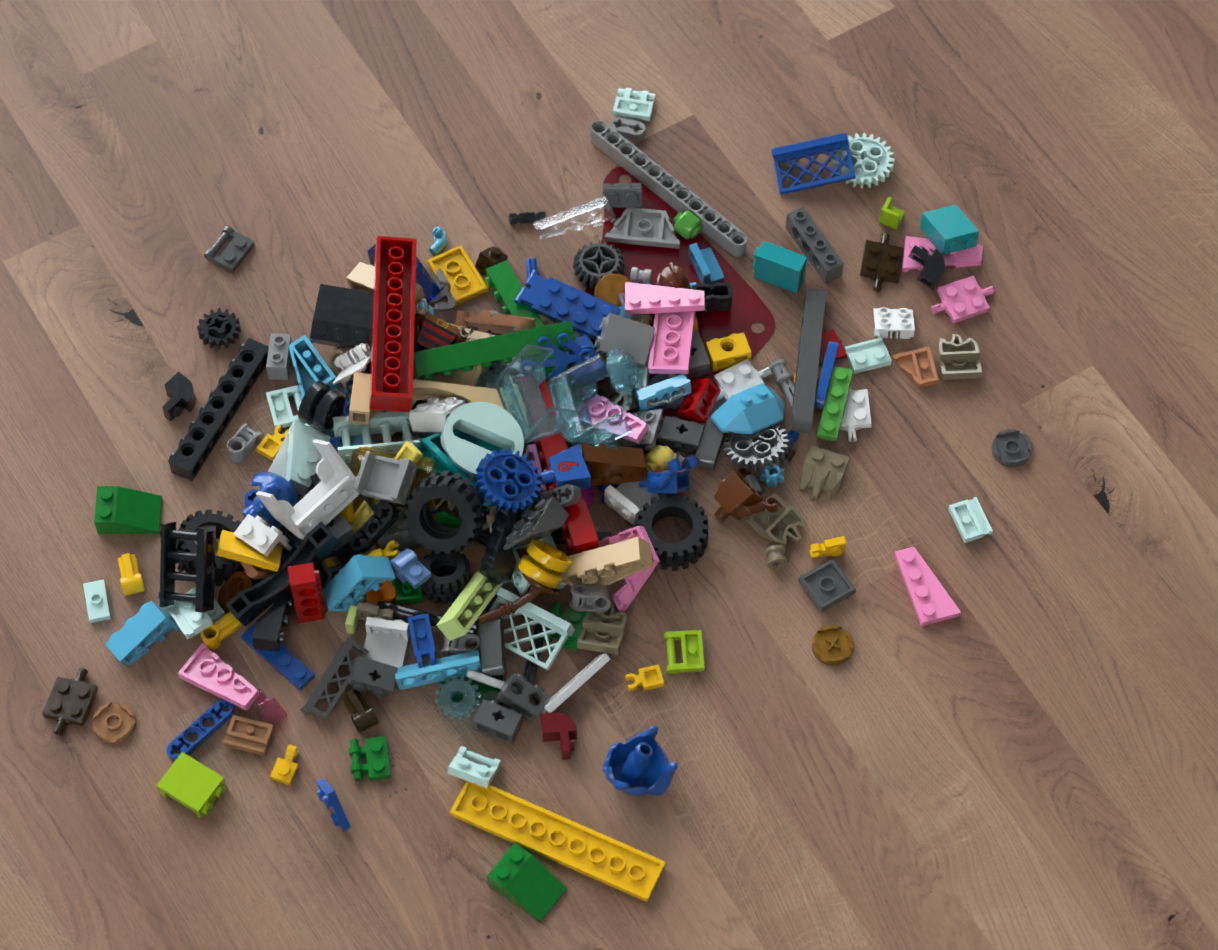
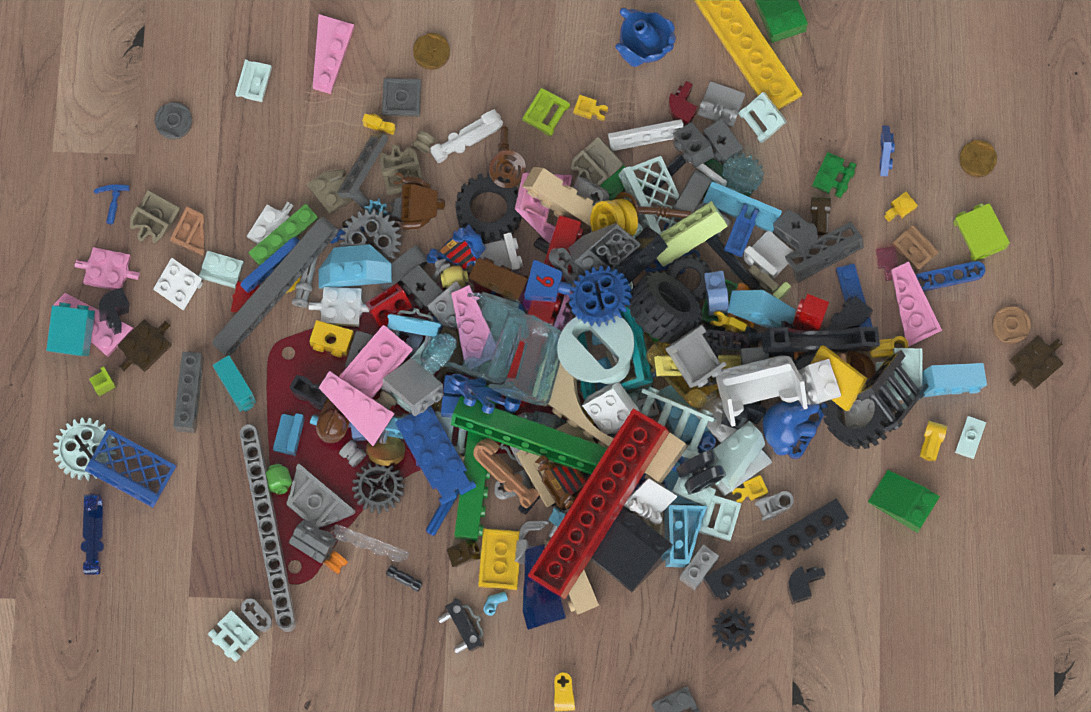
camera: 145 degrees left, 15 degrees up
(237, 860) = (978, 158): none -> pearl gold tile
(333, 209) = (563, 695): none -> yellow piece
(450, 210) = (464, 624): none -> black piece
(523, 760) = (721, 103): none -> light grey hinge
(591, 192) = (335, 562): none -> orange wheel
(682, 563) = (507, 165): none -> reddish brown dish
(740, 586) = (468, 136): none -> white piece
(808, 475) = (360, 169): none -> dark grey piece
(817, 121) = (92, 533): none -> clear blue piece
(1010, 365) = (113, 205): none -> blue piece

